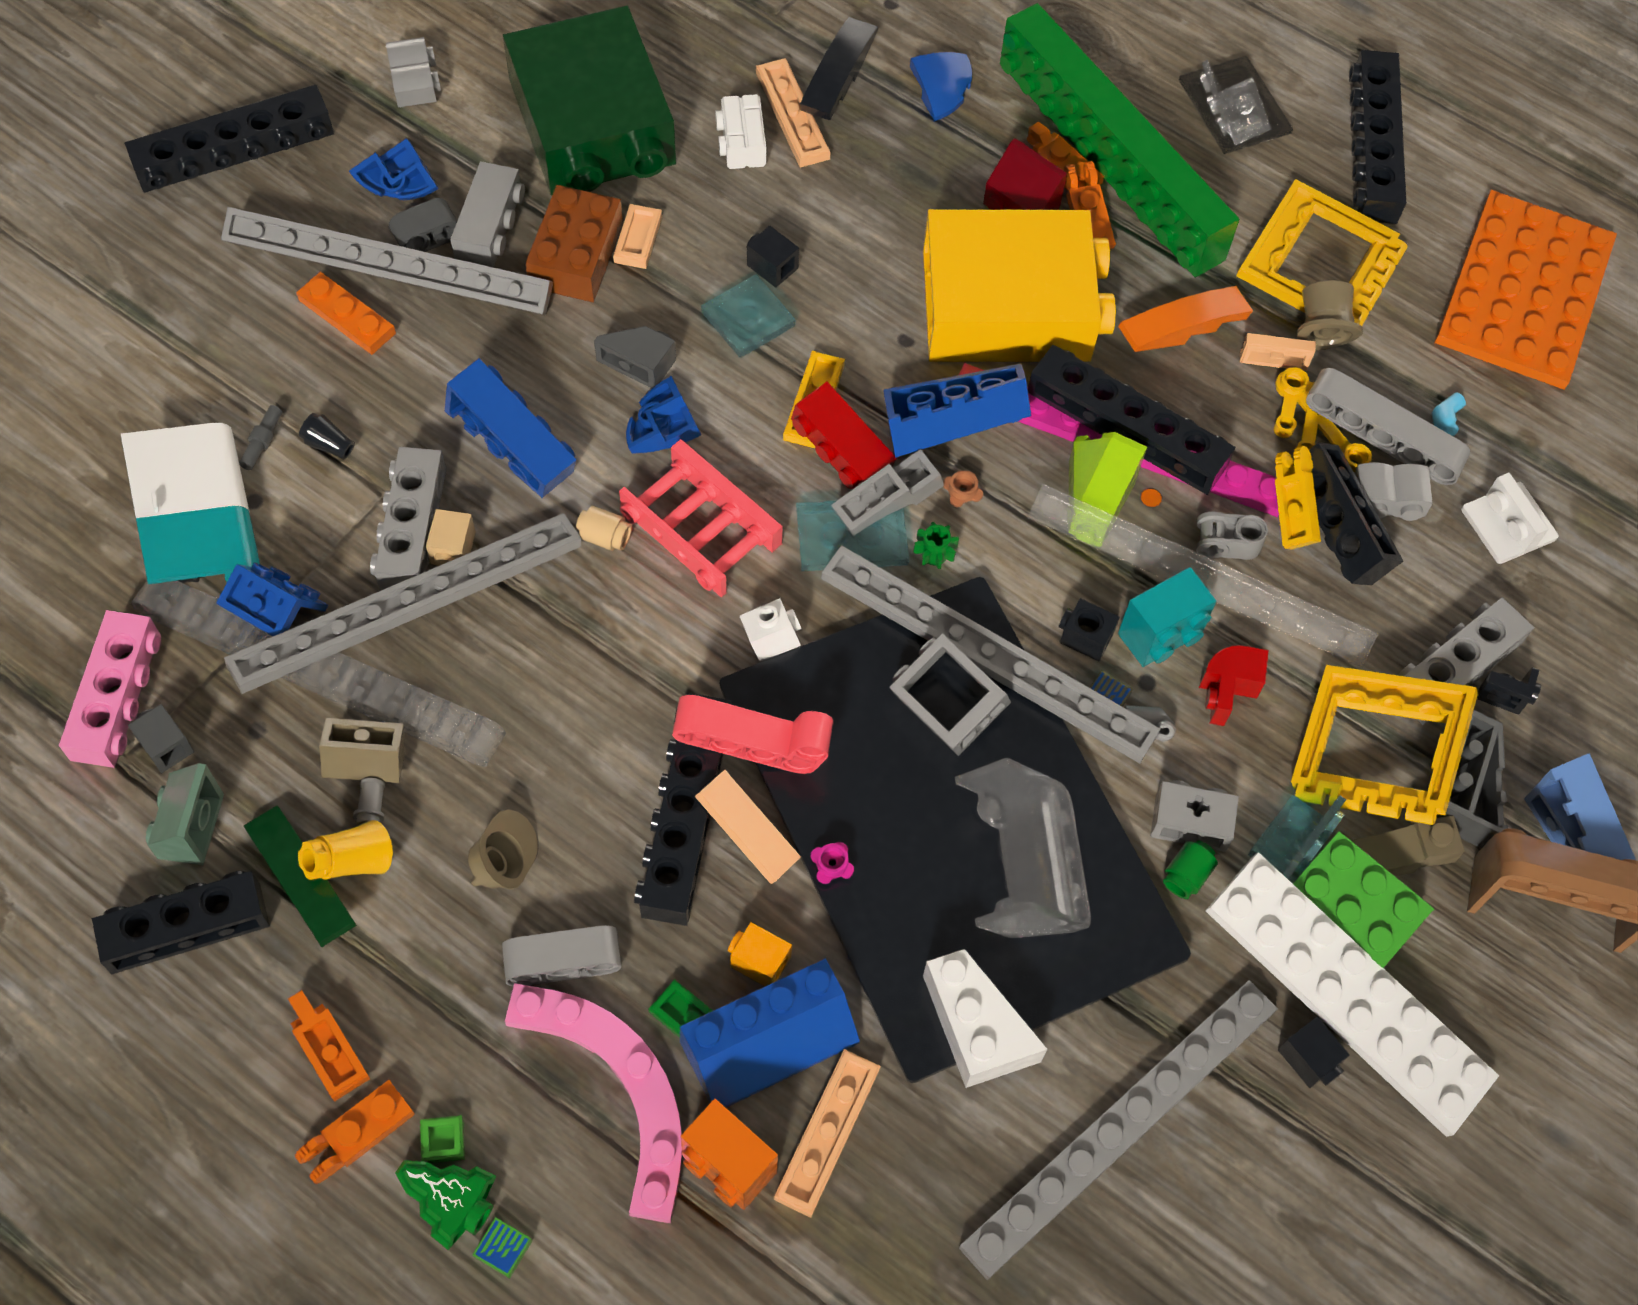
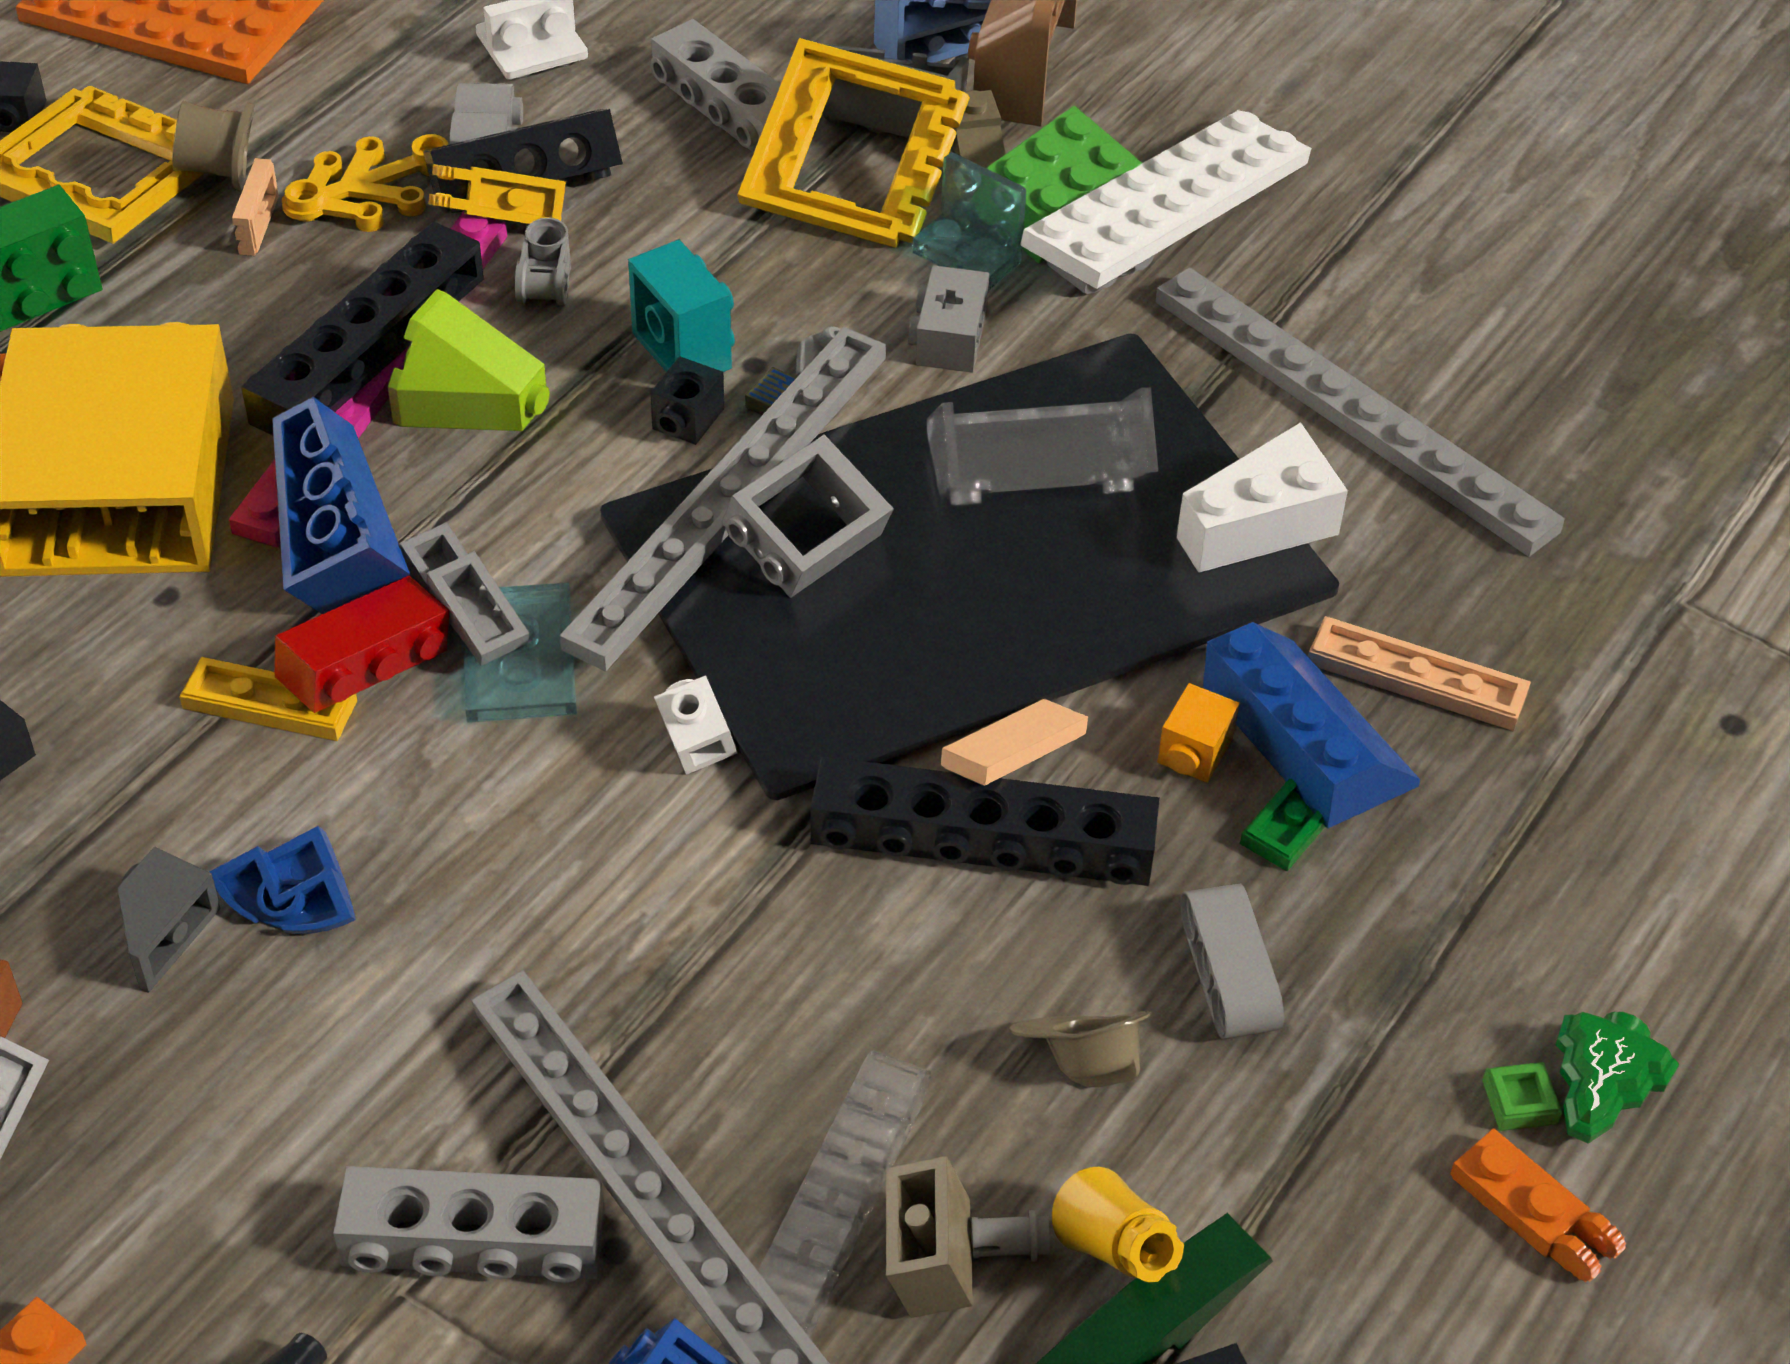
camera: 90 degrees left, 15 degrees down
(326, 1047) = (1418, 1253): orange hinge -> none
(450, 536) = (517, 1146): tan brick -> none
(502, 1247) = (1659, 1007): tile -> none
(509, 427) = (296, 1082): blue wedge -> none
(603, 528) = (503, 943): tan brick -> none
(638, 1071) = (1388, 867): bright pink plate -> none
(710, 486) = (457, 784): coral fence -> none
(728, 1155) = (1489, 742): orange brick -> none
(748, 315) = (92, 783): clear light blue tile -> none
(754, 736) = (885, 705): coral beam -> none
(834, 851) = (1056, 652): dark pink plate -> none
(936, 545) = (549, 550): green gear -> none
(966, 480) = (456, 517): nougat plate -> none
(1188, 316) = (186, 282): orange slope -> none
(1190, 869) = (1022, 327): green brick -> none
(1226, 584) = (601, 296): clear plate -> none
(1230, 673) = (760, 280): red brick -> none
(1314, 1054) = (1239, 240): black brick -> none
(1387, 425) = (387, 116): light grey beam -> none
(1444, 413) = (369, 78): medium azure arm -> none
(1508, 693) = (767, 48): black bracket -> none

